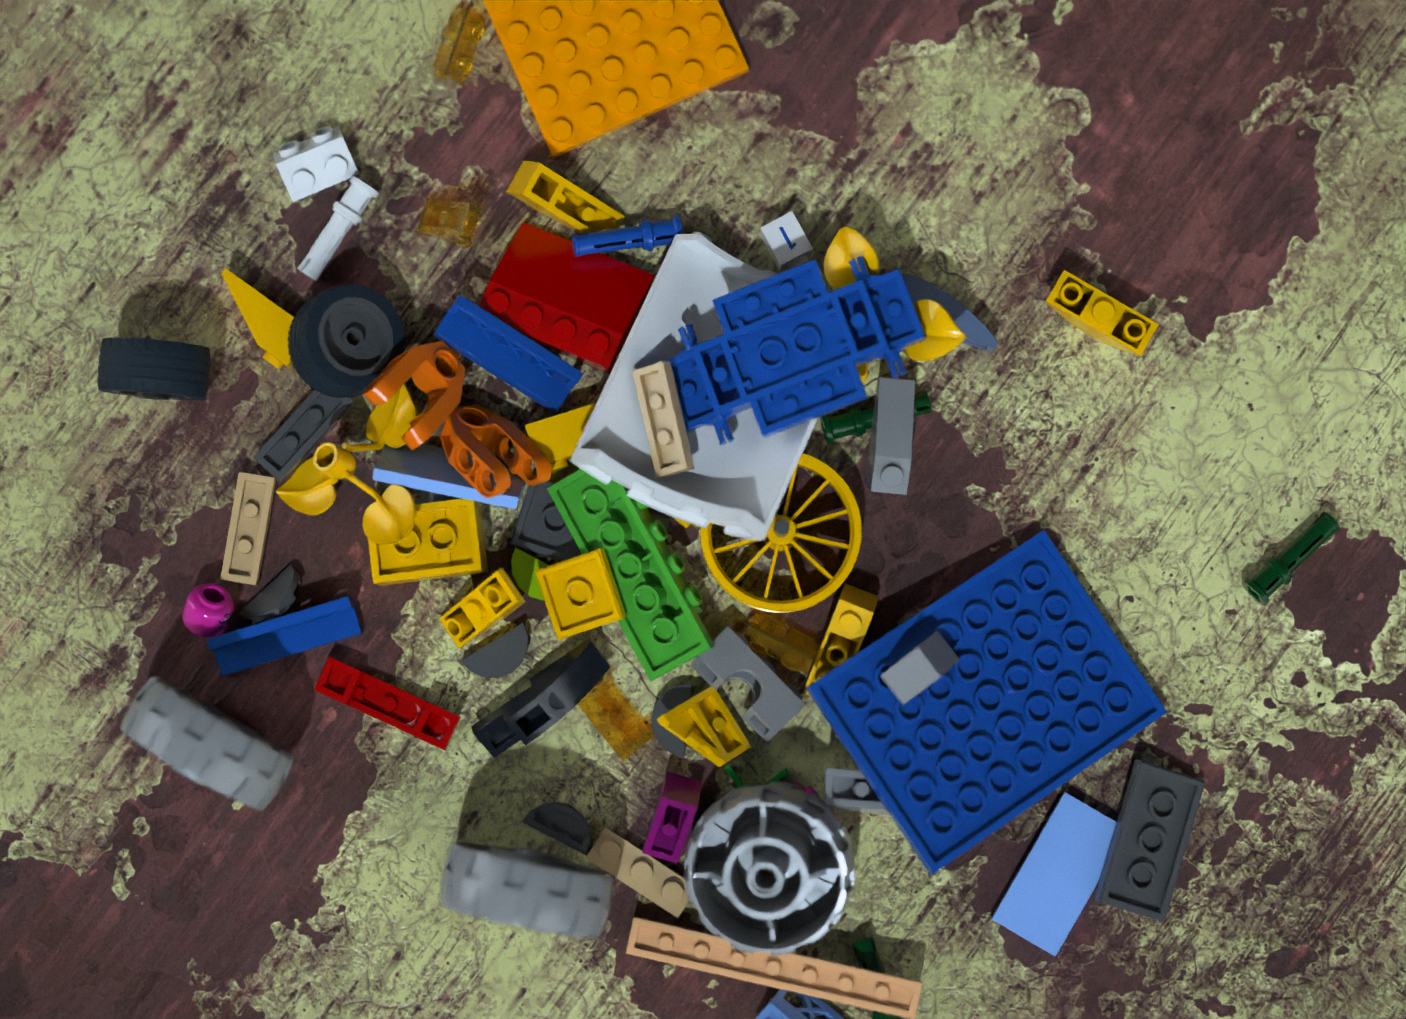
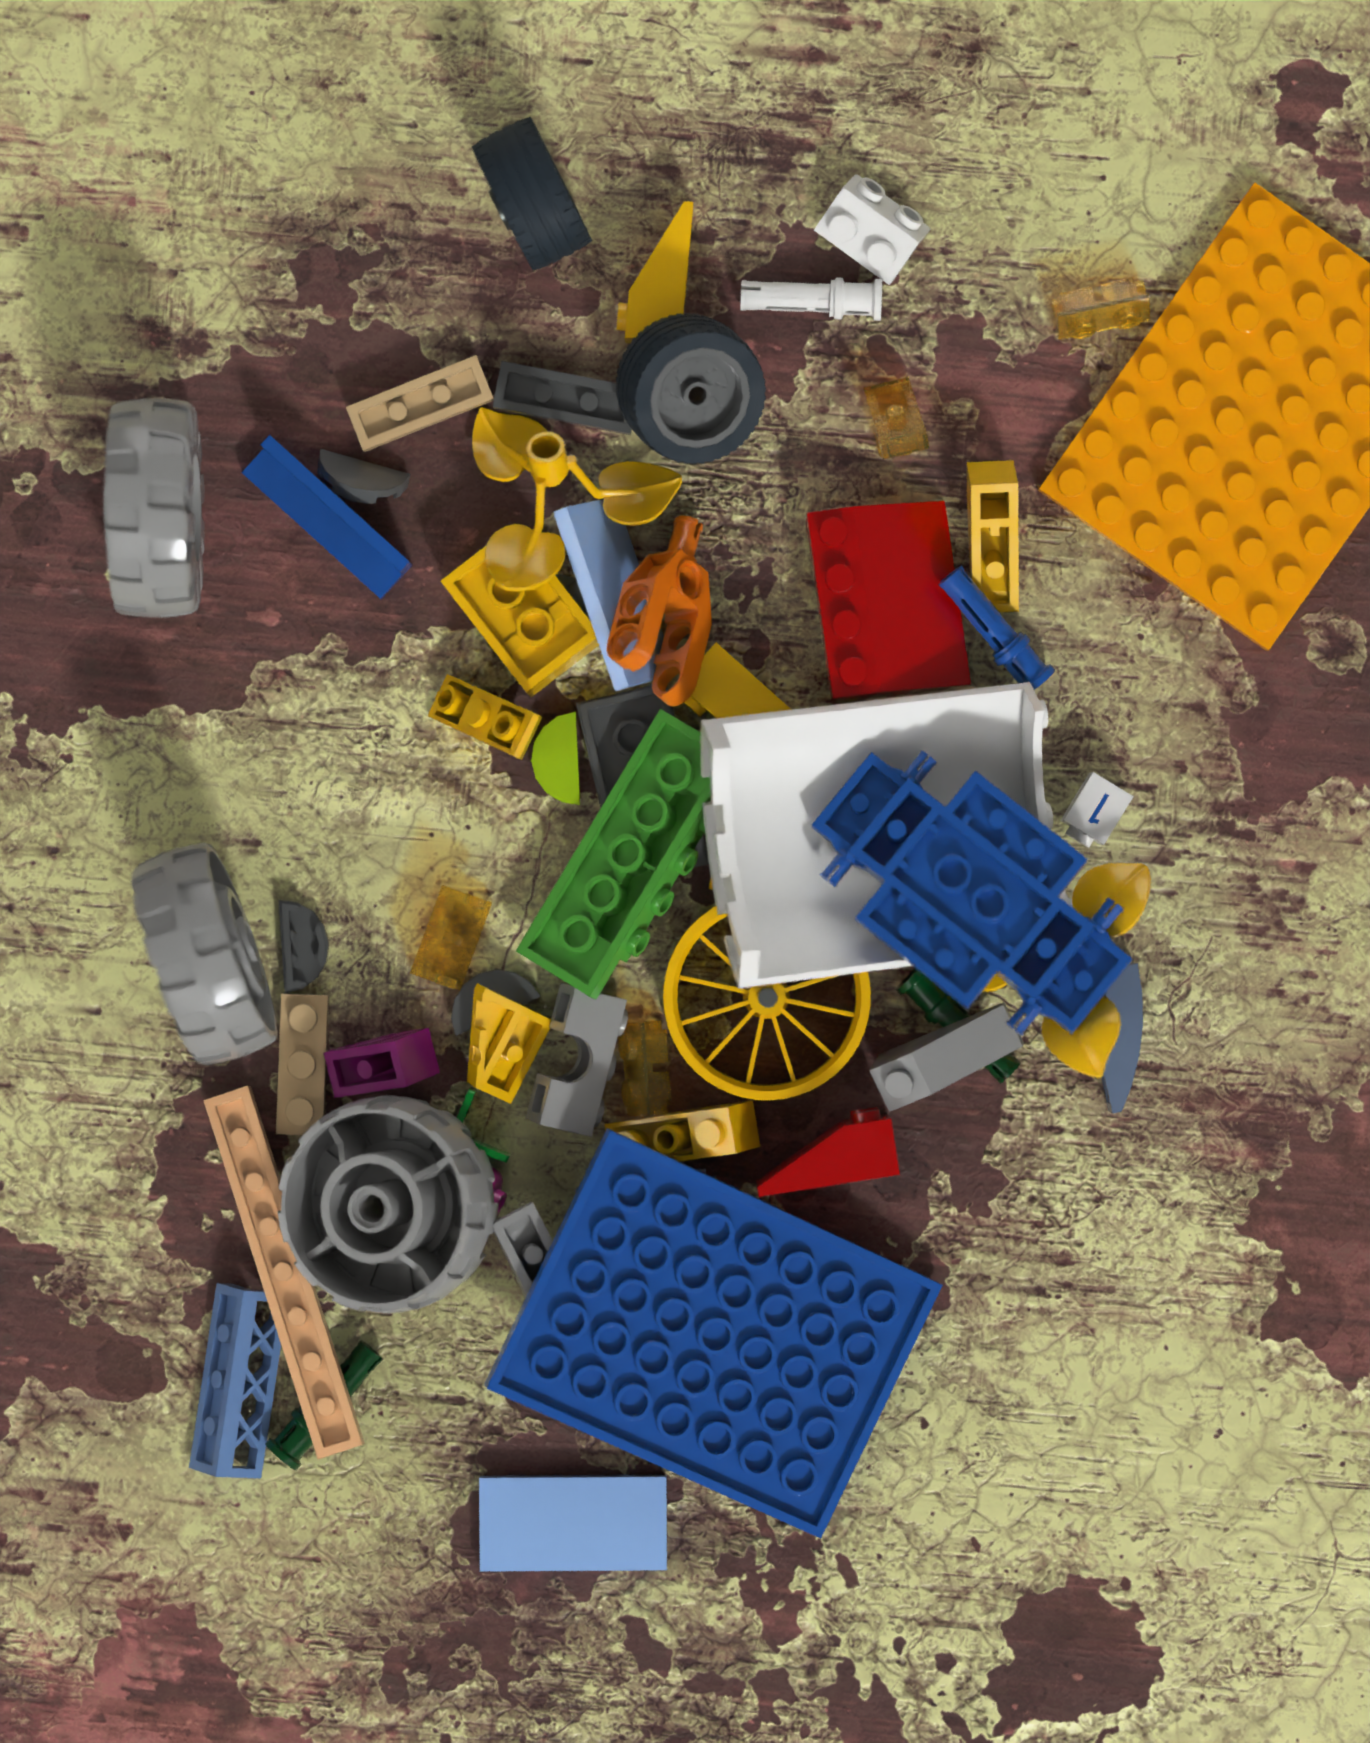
camera: 55 degrees right, 5 degrees up
(208, 610) = (303, 415): dark pink head -> none
(387, 703) = (320, 674): red slope -> none
(433, 370) = (714, 512): orange piece -> none
(501, 655) = (447, 767): dark grey tile -> none
(507, 354) = (783, 574): blue fence -> none
(545, 702) = (425, 849): black slope -> none
(580, 593) = (565, 816): yellow tile -> none
(663, 419) = (810, 795): tan plate -> none
(916, 541) = (843, 1154): none -> red slope
(919, 668) = (704, 1241): light grey slope -> none
(1100, 315) = (1220, 1209): yellow slope -> none
(1149, 840) = (668, 1601): dark grey tile -> none
(1279, 569) = (1054, 1571): dark green pin -> none

